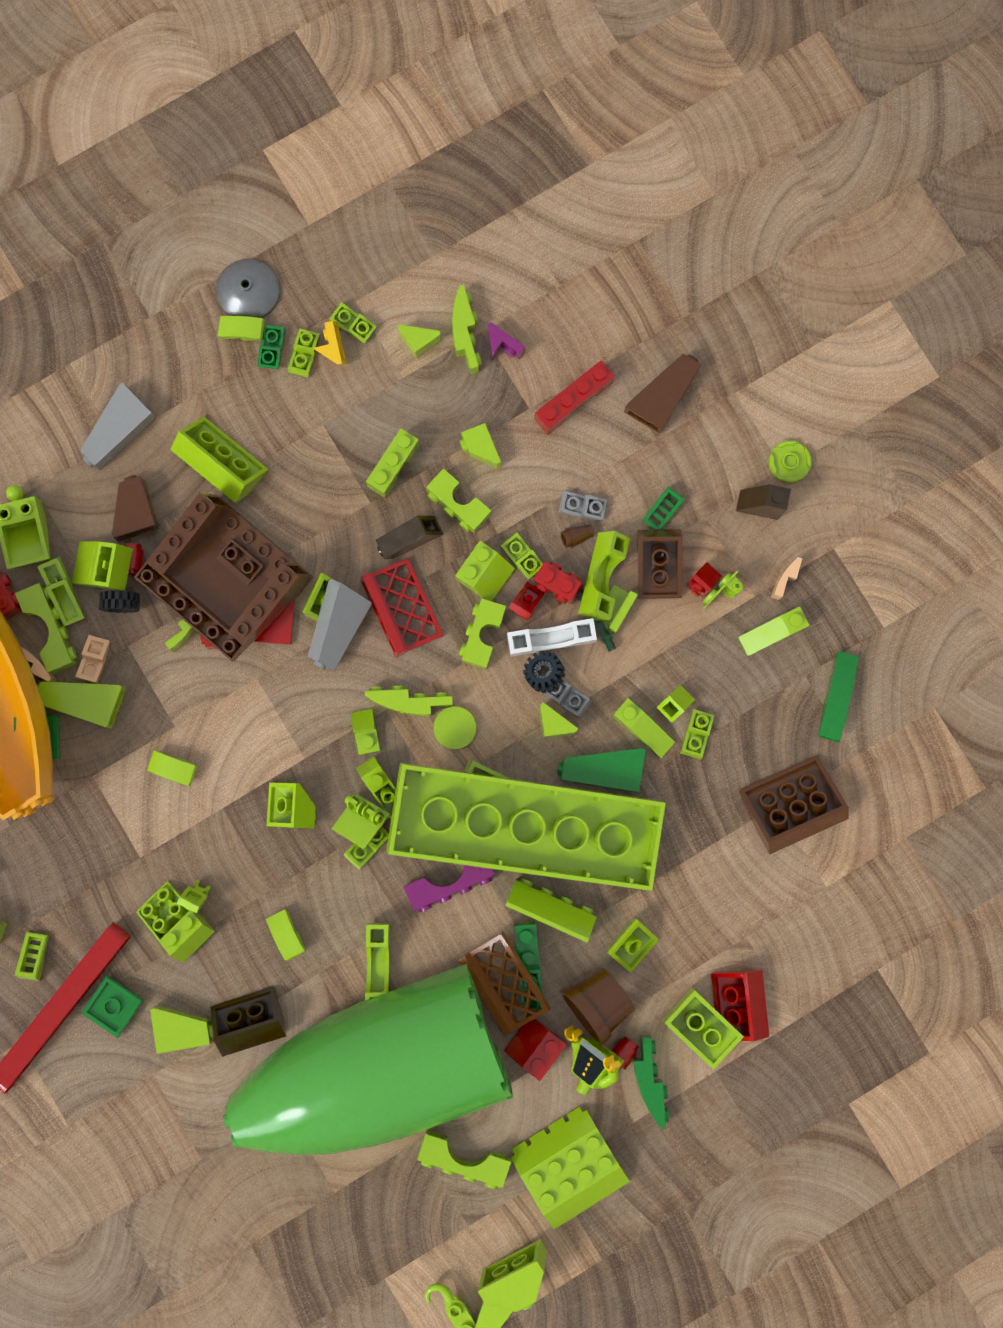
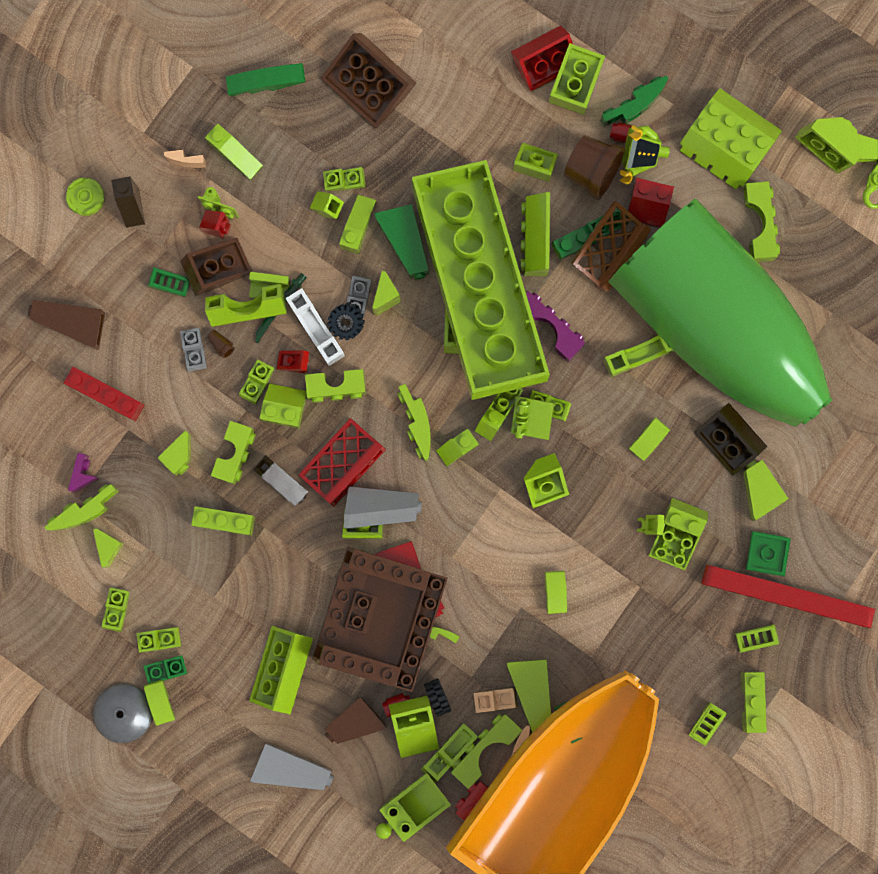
camera: 105 degrees left, 0 degrees up
(334, 349) = (146, 613): yellow slope -> none
(454, 728) = (423, 376): lime tile -> none
(564, 586) = (267, 340): red brick -> none

